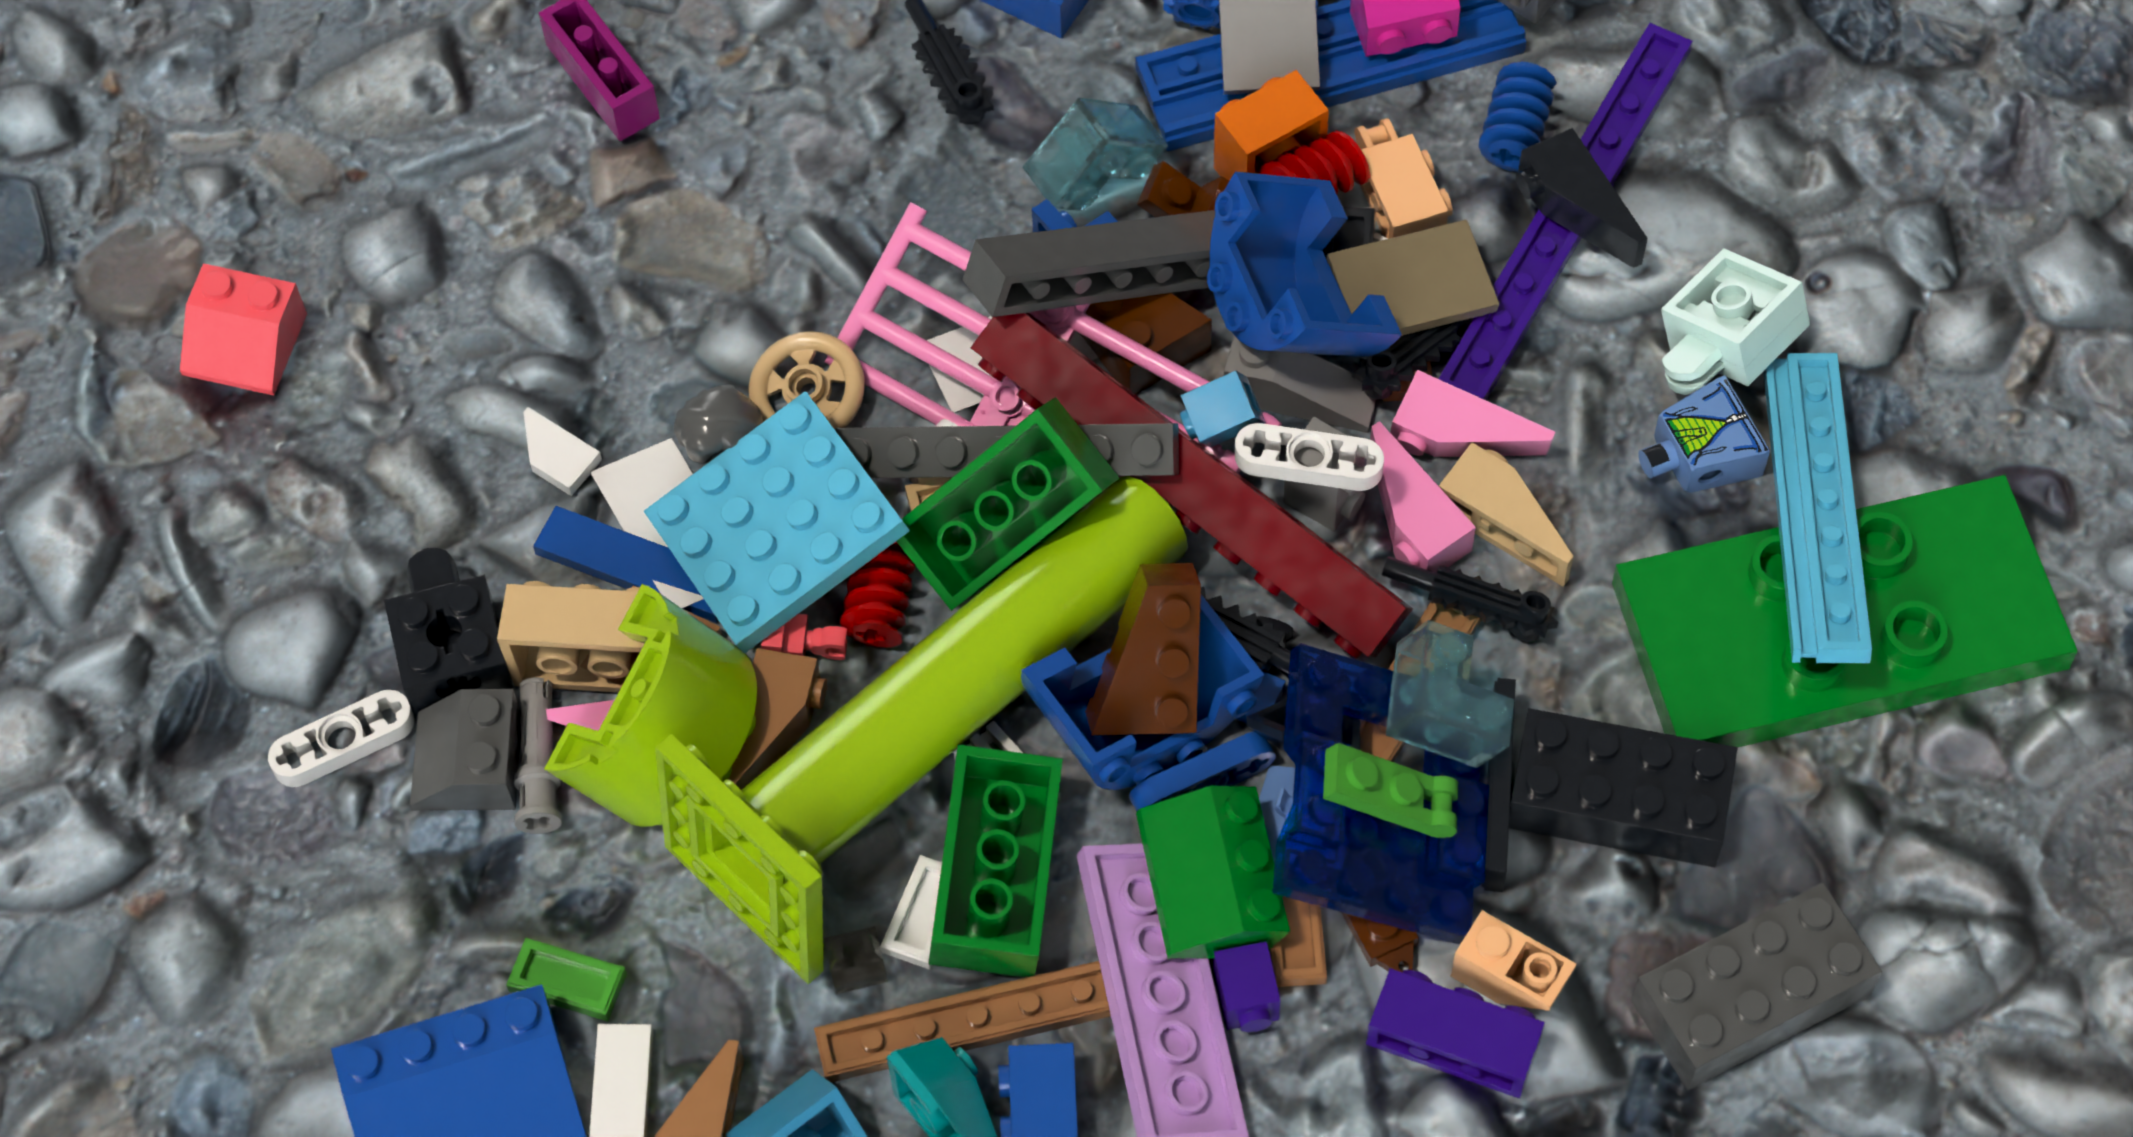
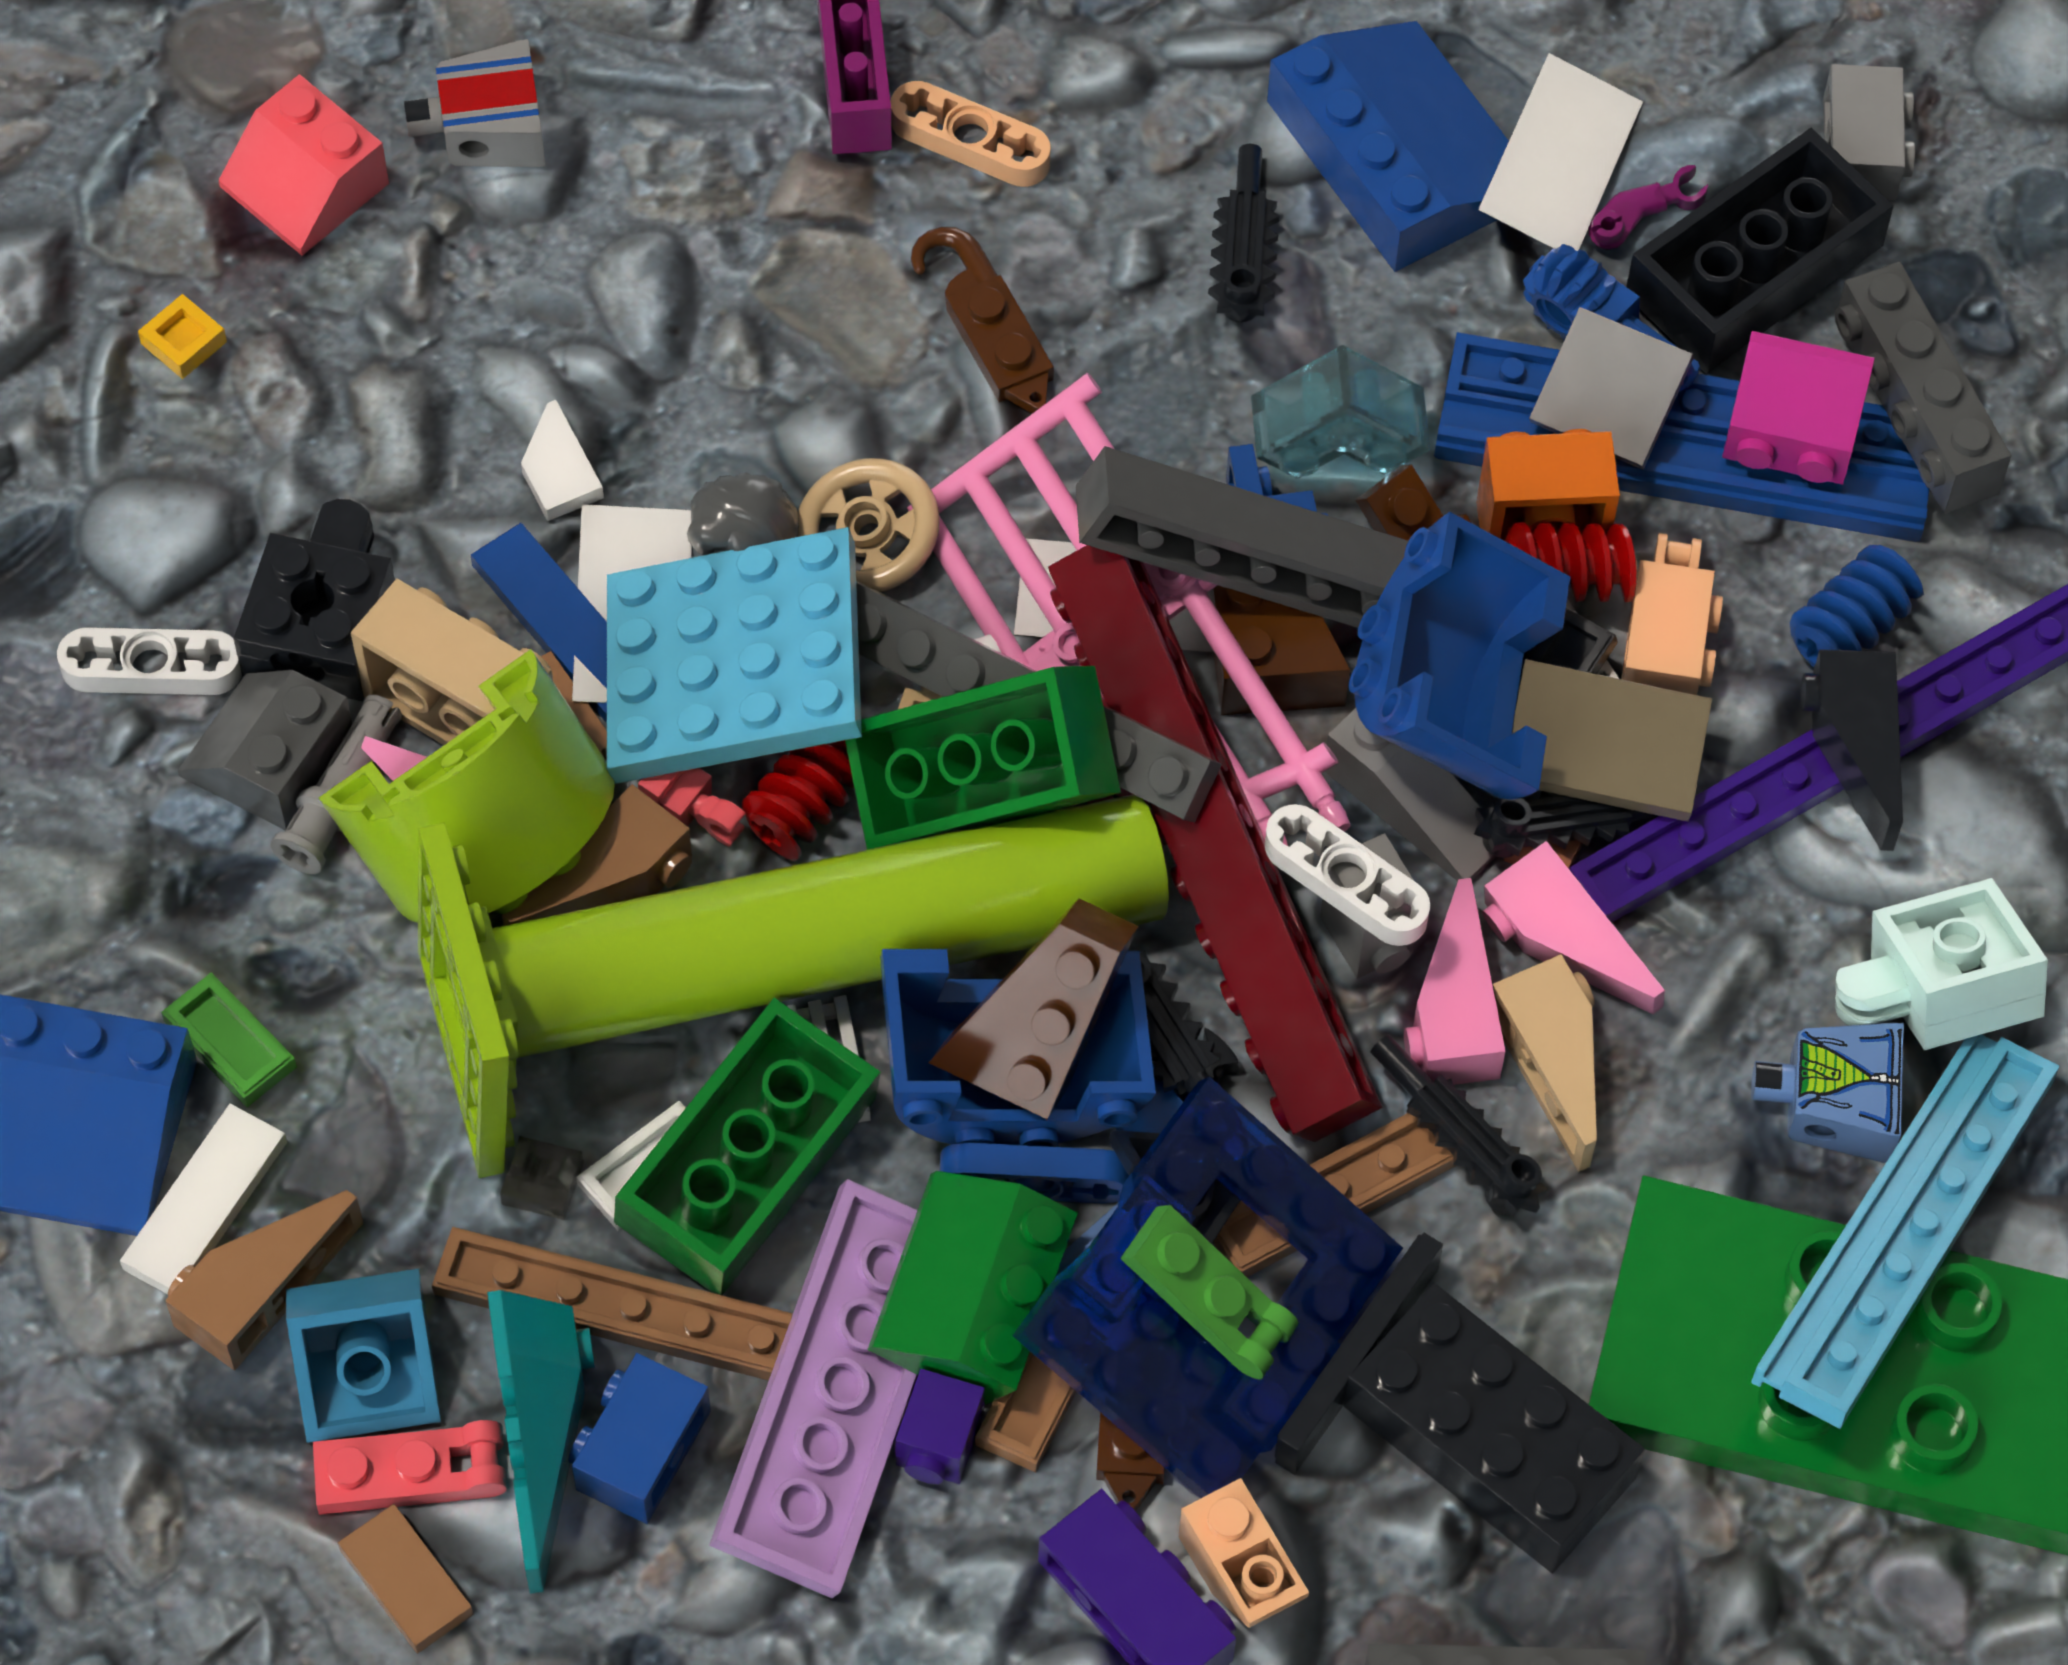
camera: 25 degrees right, 0 degrees up
(223, 493) = (182, 336): none -> yellow plate
(350, 226) = (484, 109): none -> torso
(725, 94) = (981, 155): none -> light nougat beam
(805, 205) = (990, 321): none -> reddish brown plate
(1220, 409) = (1285, 772): dark azure brick -> none
(1438, 706) = (1325, 1225): clear light blue brick -> none

